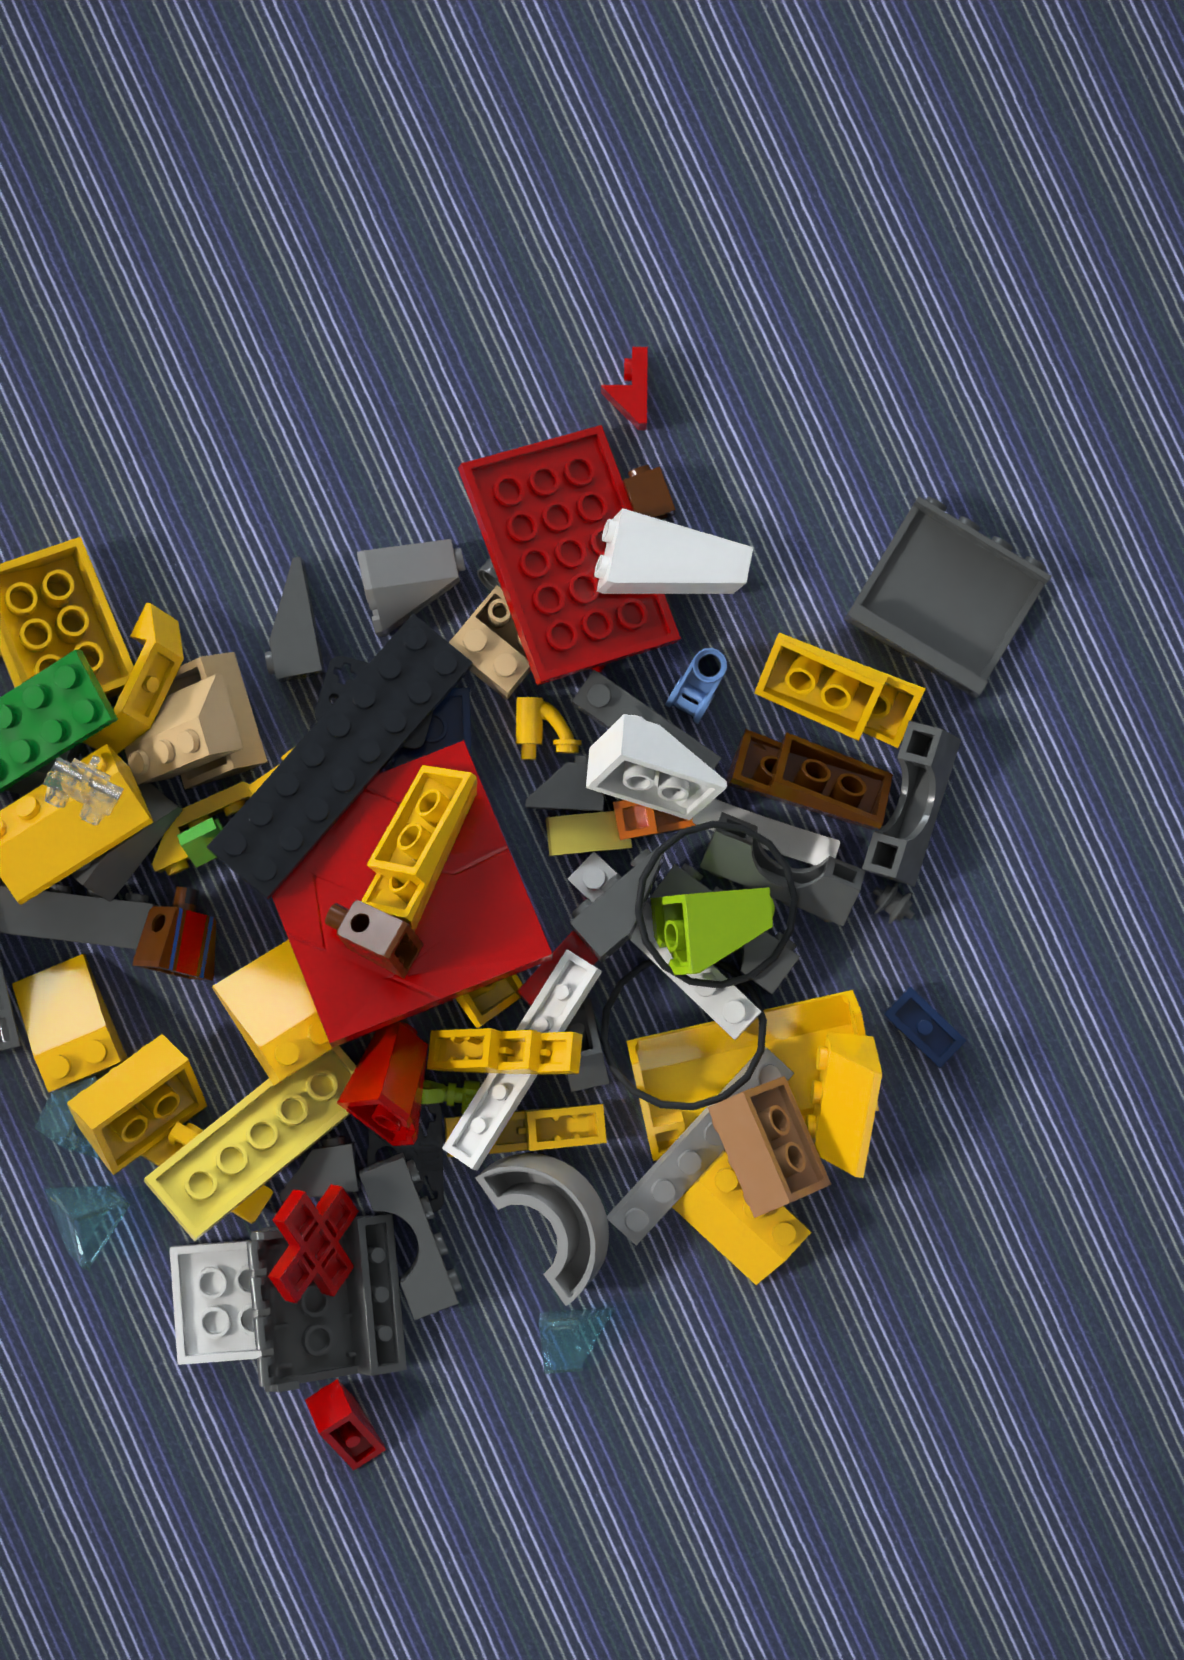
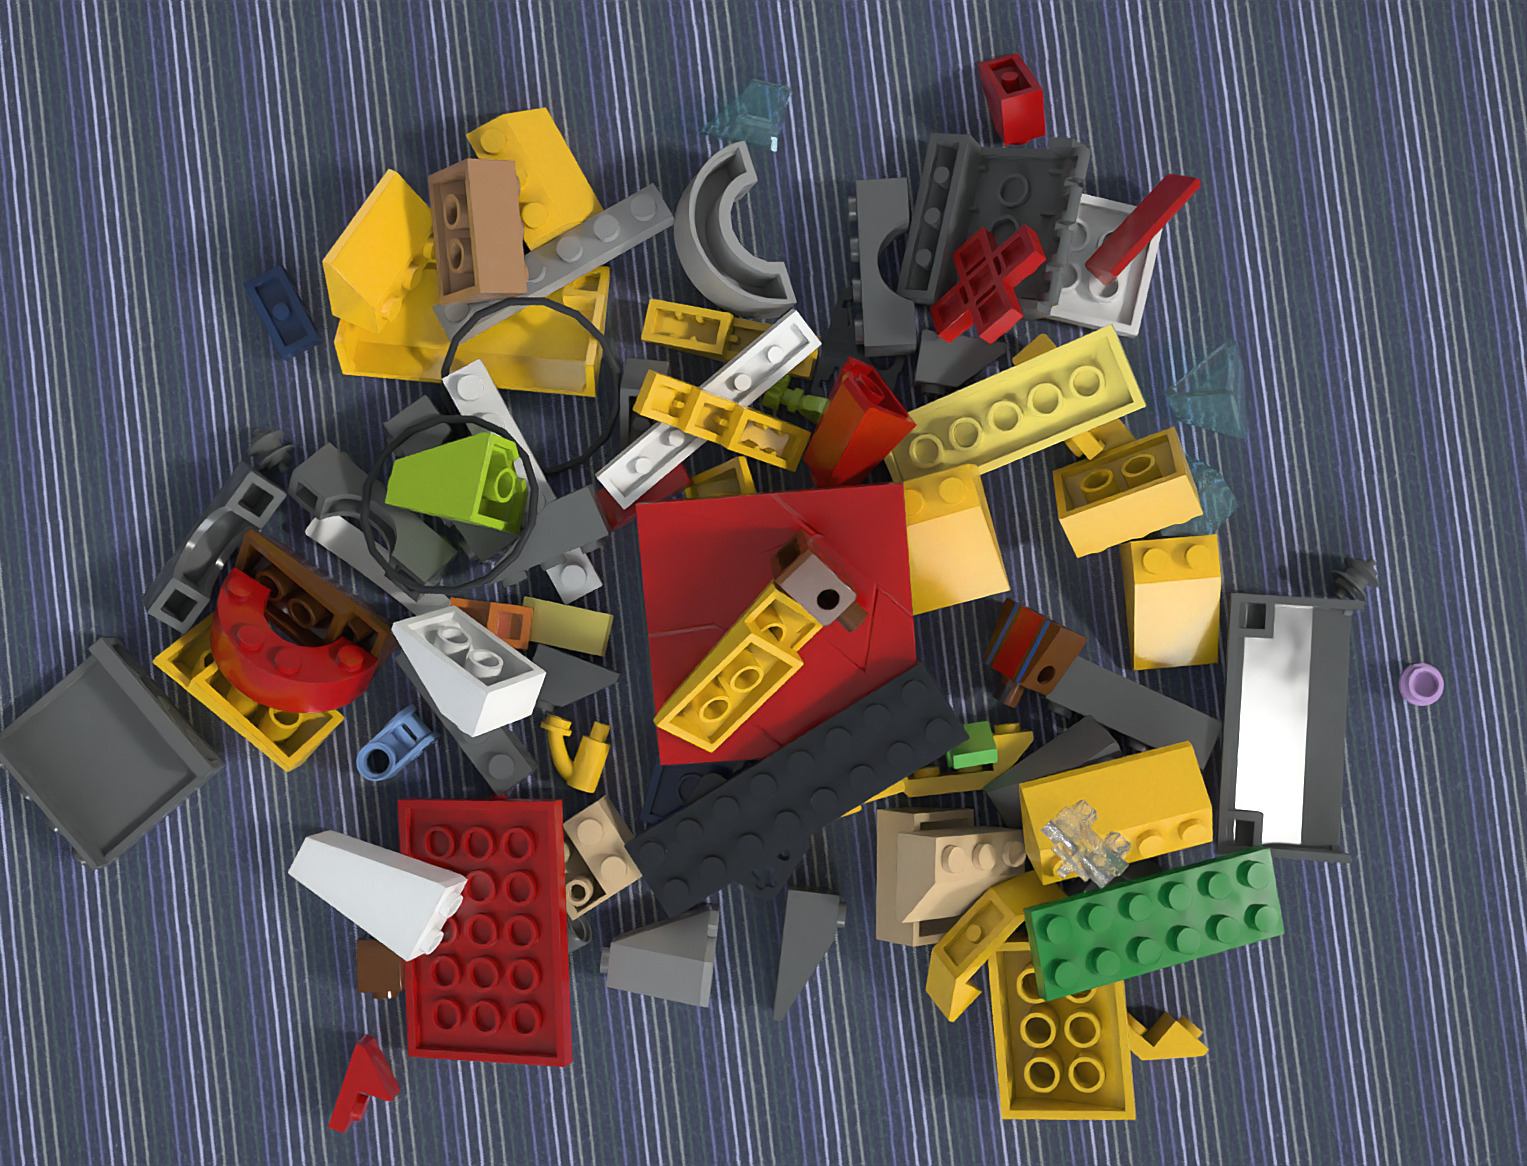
camera: 160 degrees left, 0 degrees up
(195, 1343) = (1141, 226): none -> red slope
(824, 717) = (277, 670): none -> red brick

